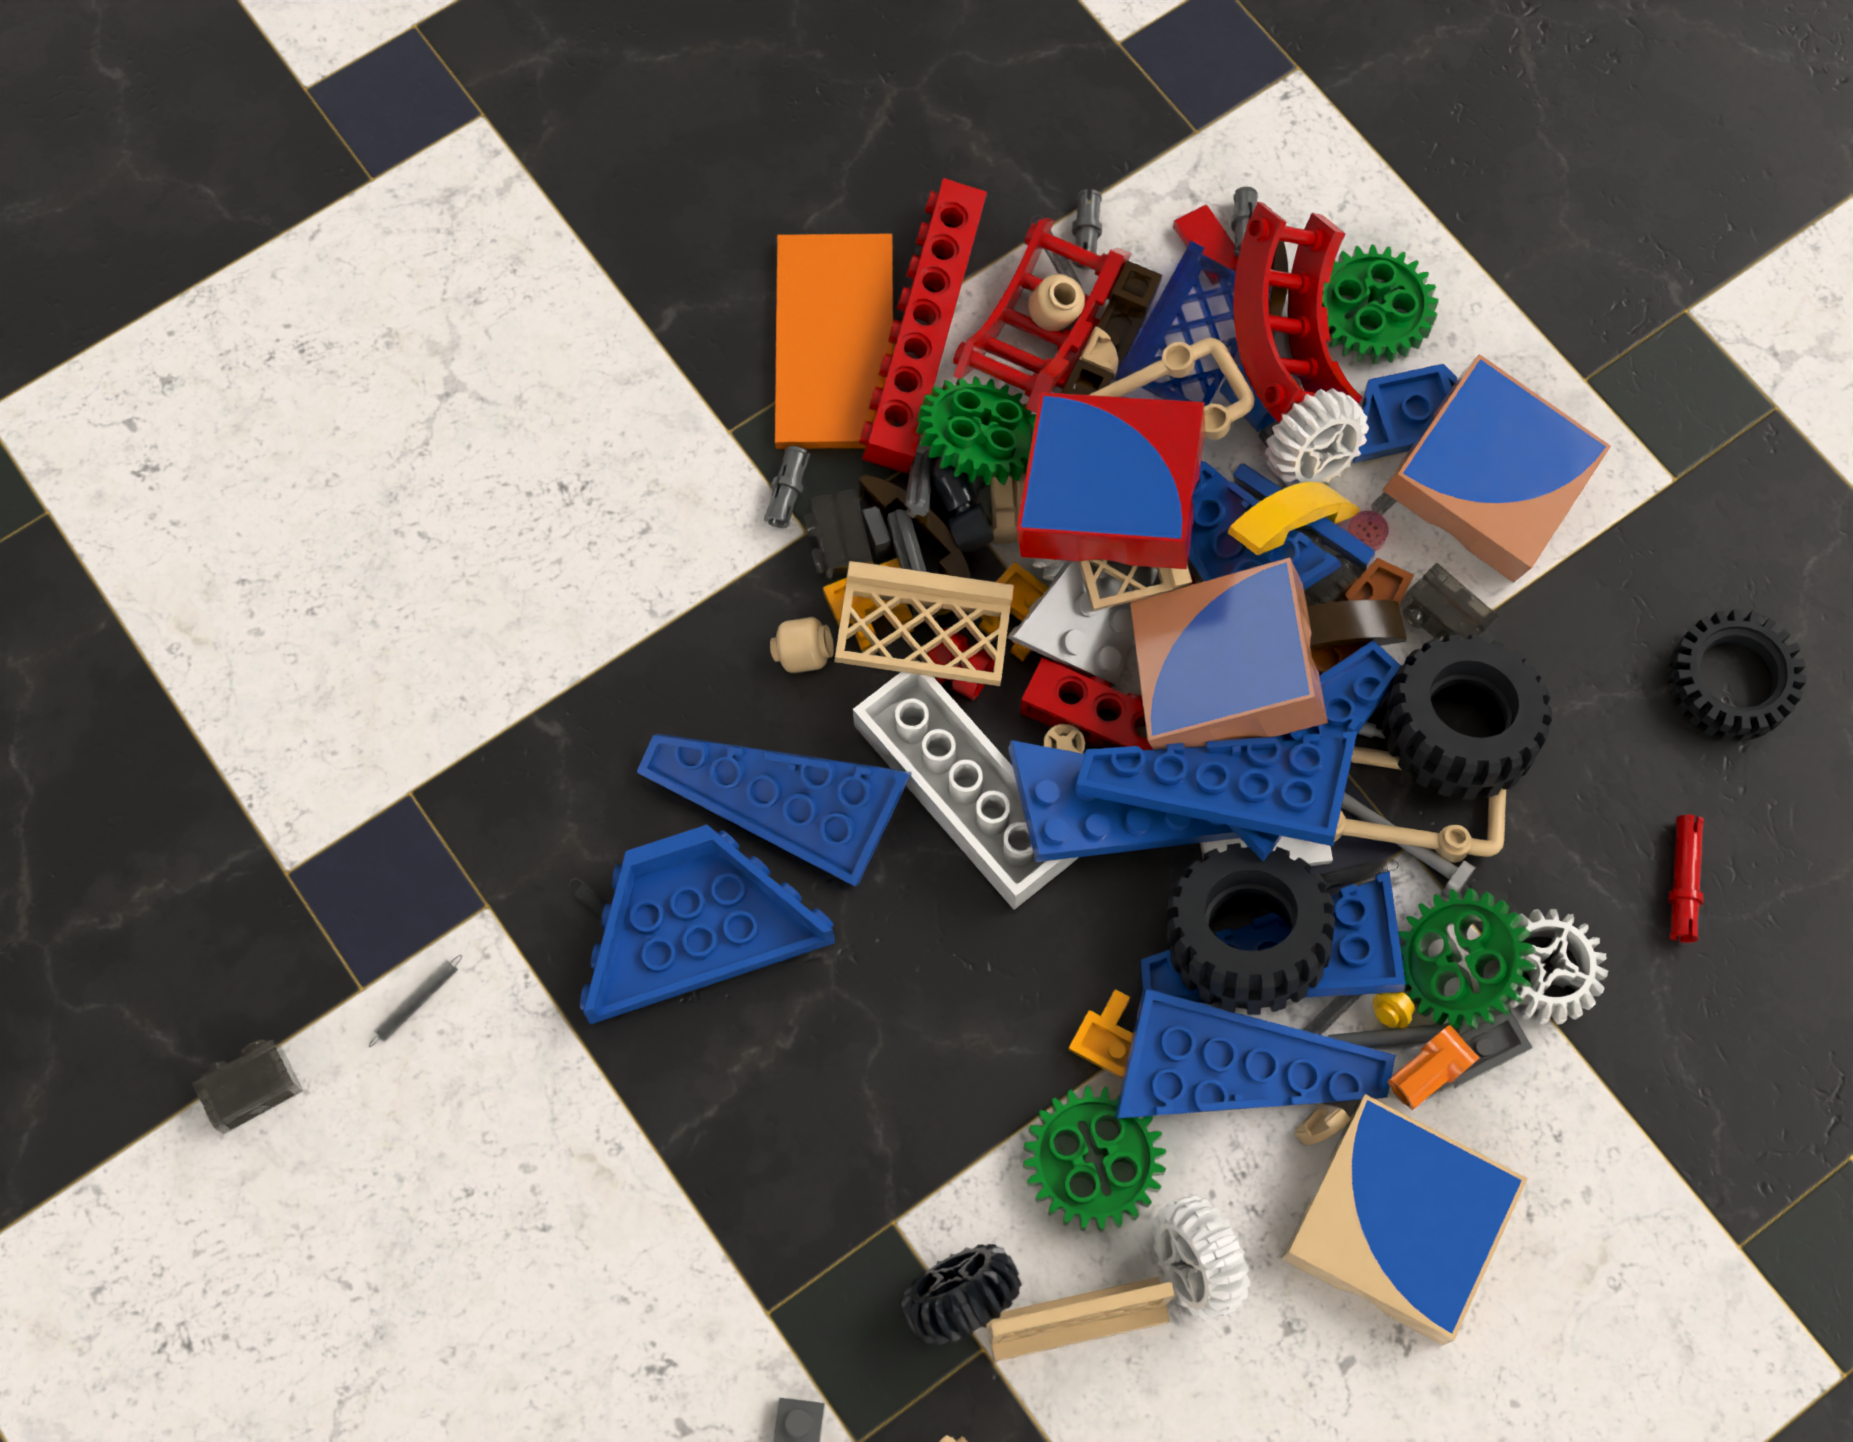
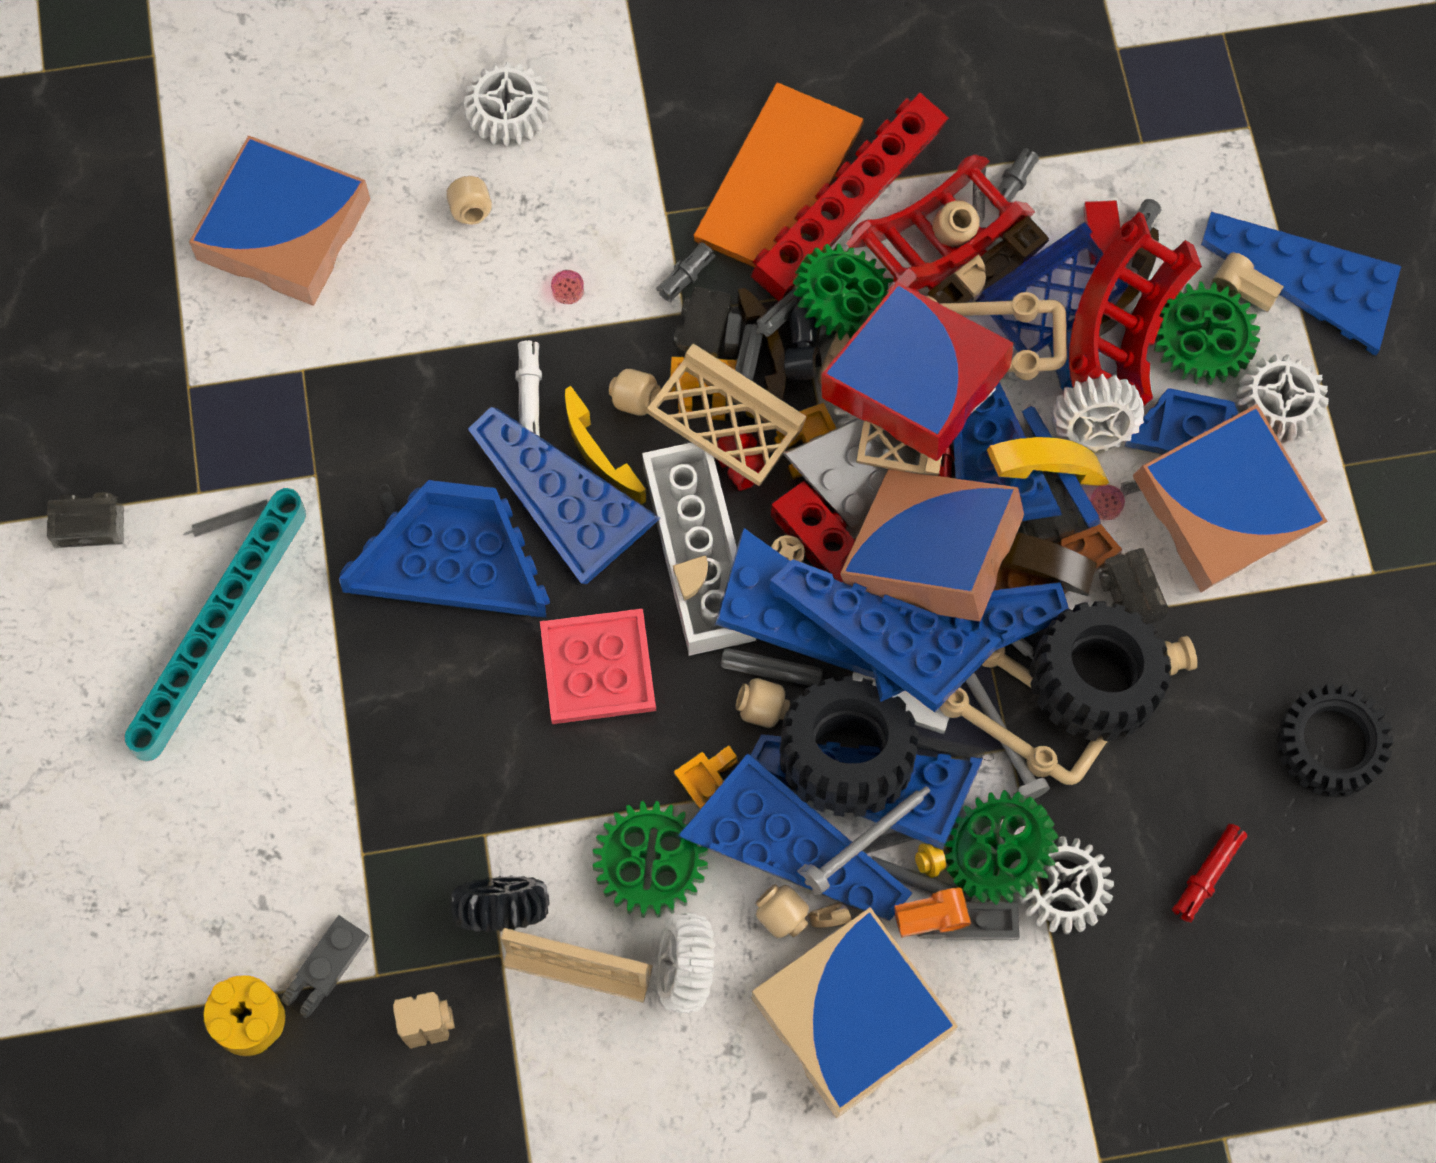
camera: 25 degrees right, 0 degrees up
(297, 633) = (280, 219): none -> tile
(469, 1150) = (218, 638): none -> teal beam
(471, 402) = (524, 112): none -> white gear
(503, 514) = (469, 200): none -> tan head
(663, 562) = (567, 287): none -> clear pink tile
(678, 690) = (528, 378): none -> white pin
(753, 703) = (621, 478): none -> yellow slope
(921, 970) = (597, 666): none -> coral plate
(981, 821) = (691, 576): none -> tan tile
(1111, 880) = (771, 667): none -> dark grey axle
(1124, 924) = (762, 703): none -> tan head
(1267, 1145) = (782, 911): none -> tan head
(1295, 1089) = (818, 878): none -> light grey piece
(1376, 227) = (1242, 278): none -> tan piece
(1455, 194) = (1319, 278): none -> blue wing
(1495, 324) = (1298, 391): none -> white gear
(1537, 654) = (1181, 654): none -> tan wheel

